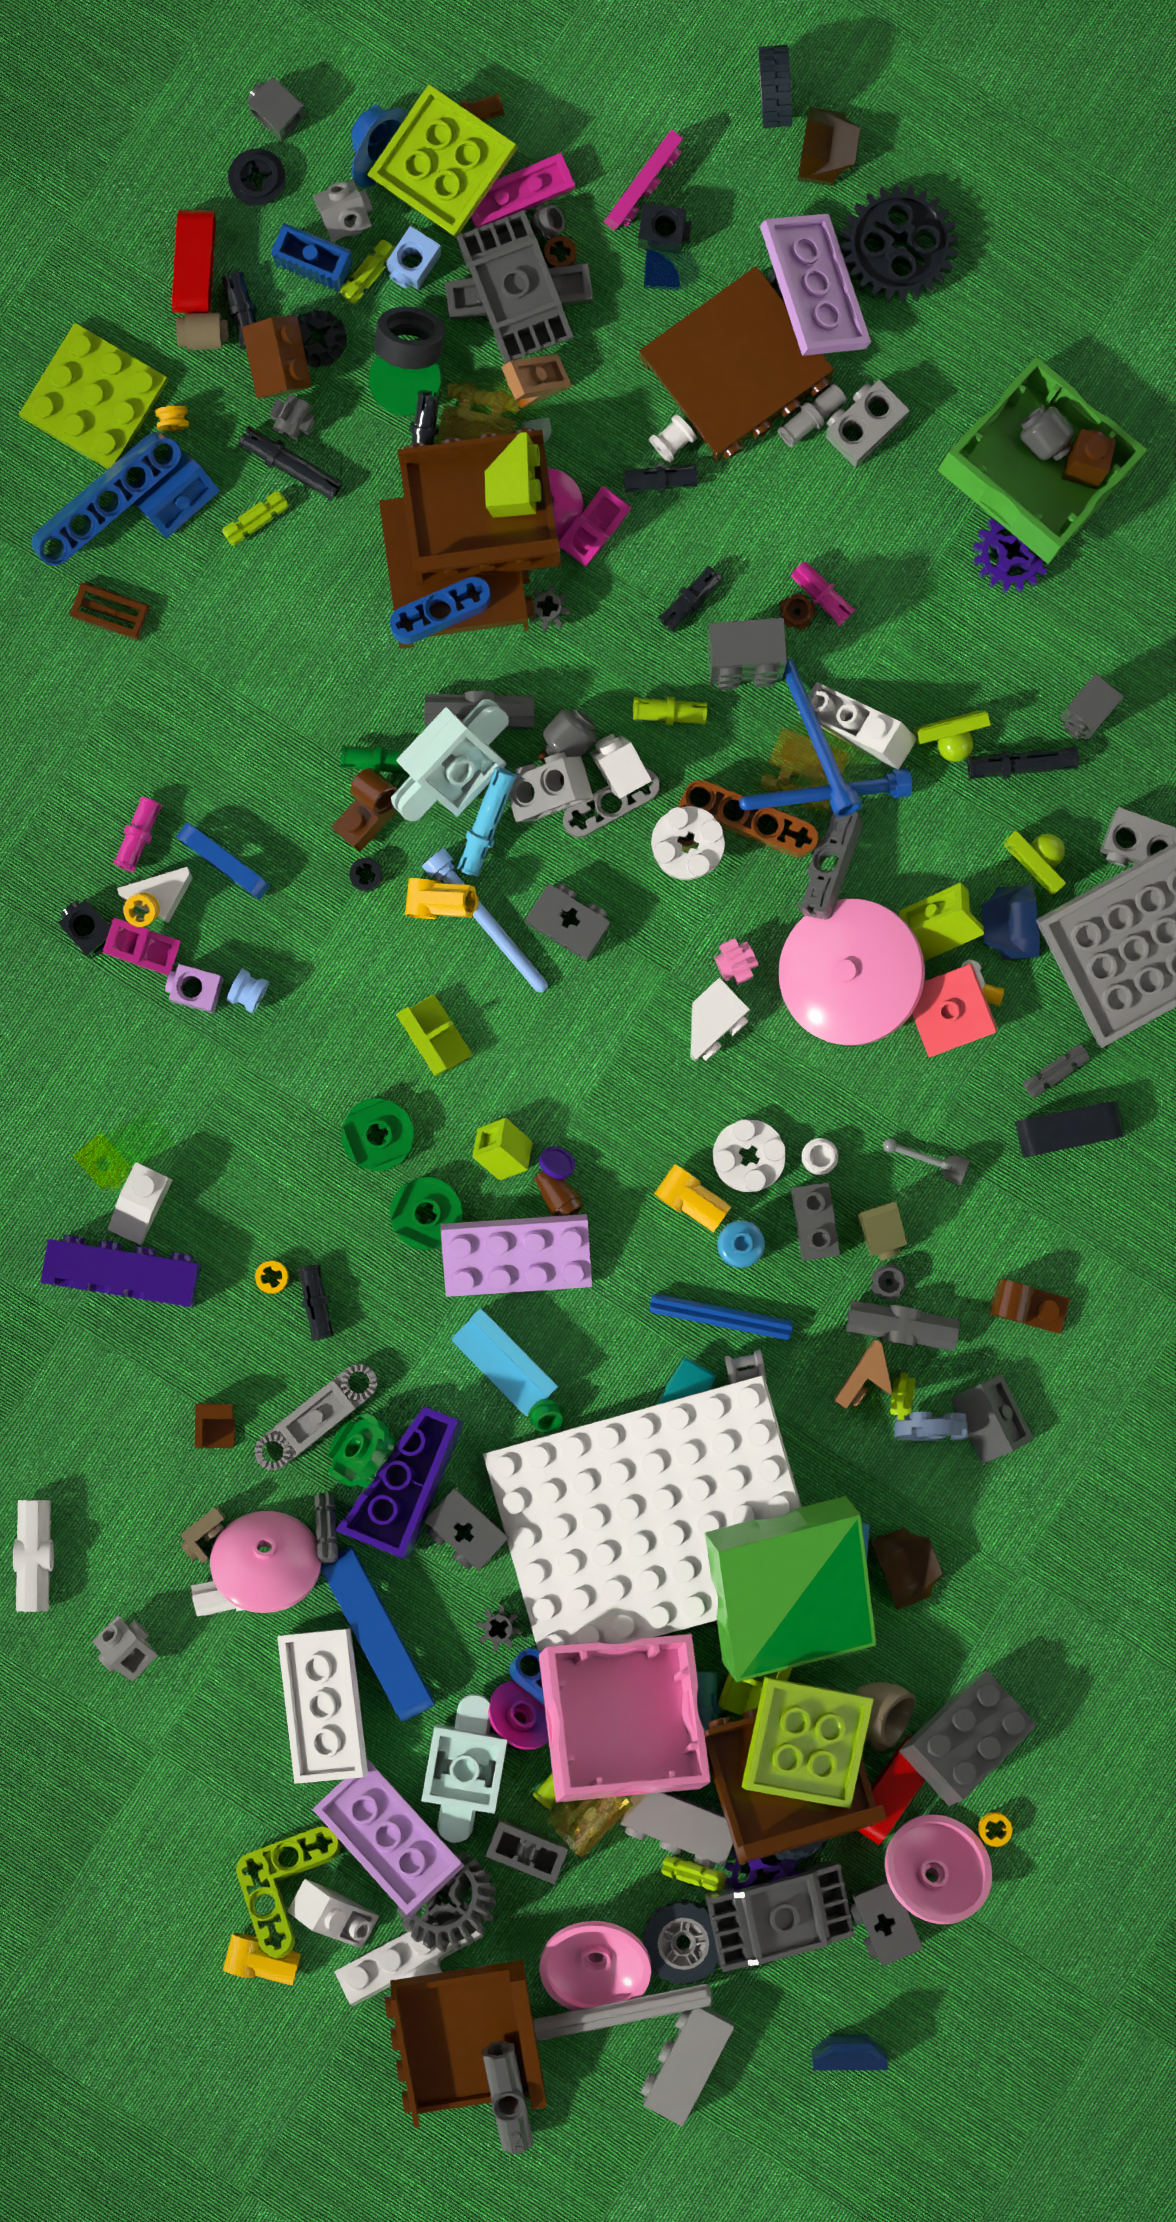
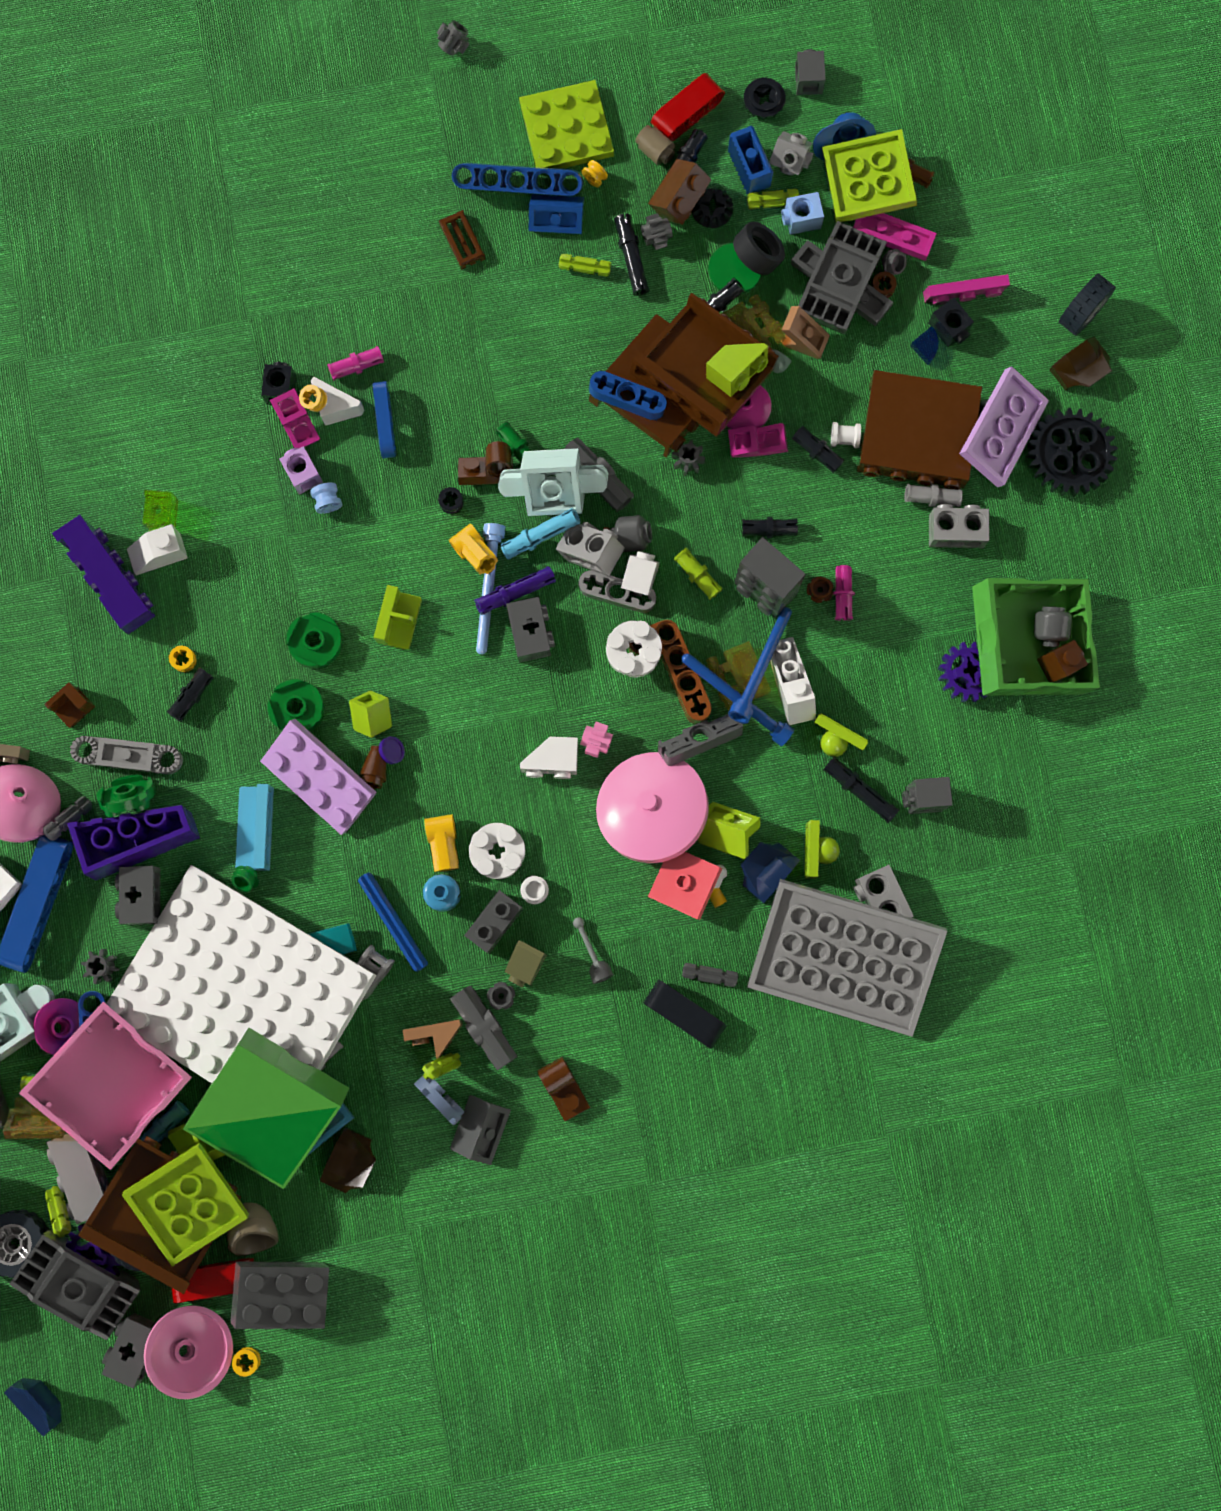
camera: 45 degrees right, 5 degrees down
(513, 911) = (515, 590): none -> dark purple pin

